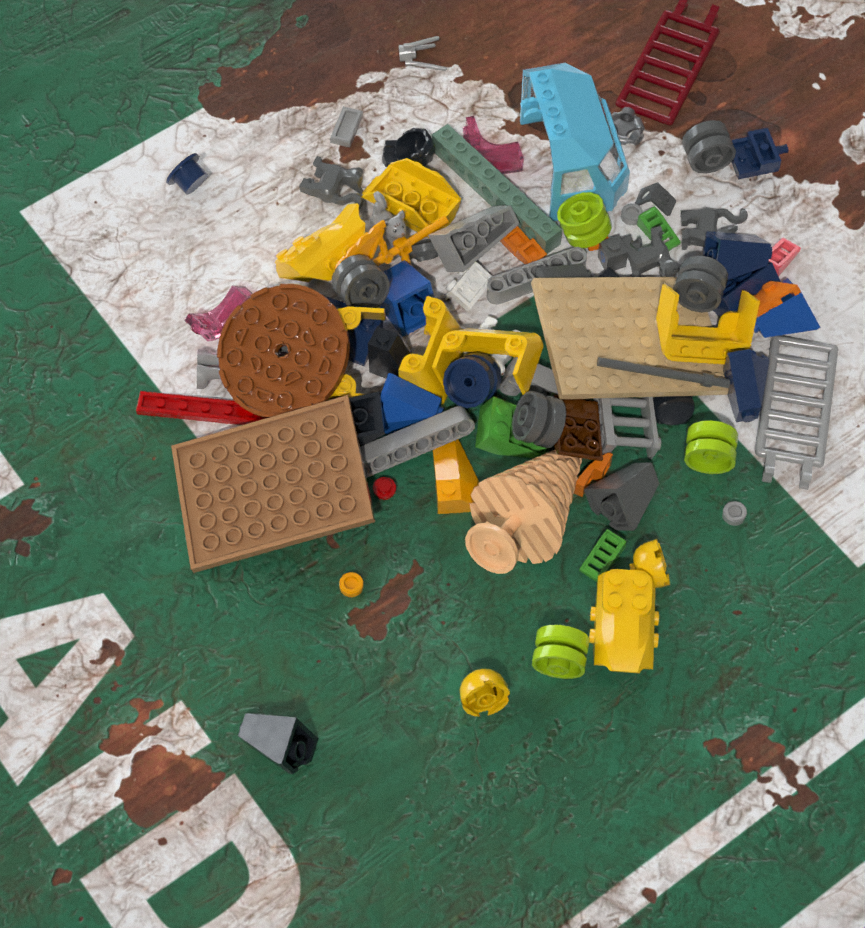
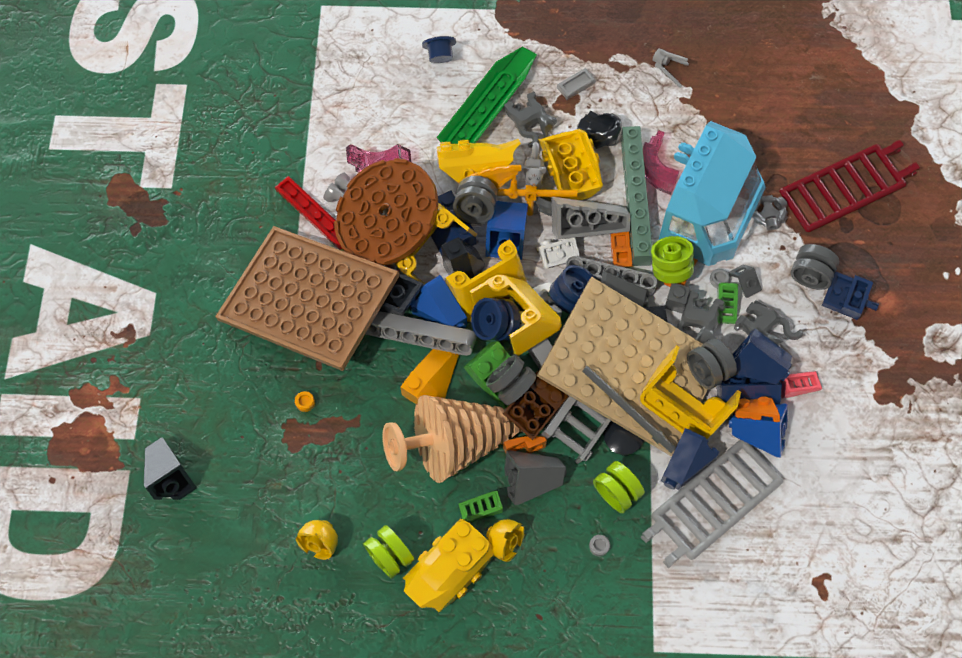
camera: 40 degrees right, 5 degrees up
(277, 192) = (488, 97): none -> green hinge
(384, 488) = (381, 352): red plate -> none
(516, 307) = (569, 287): none -> dark blue wheel

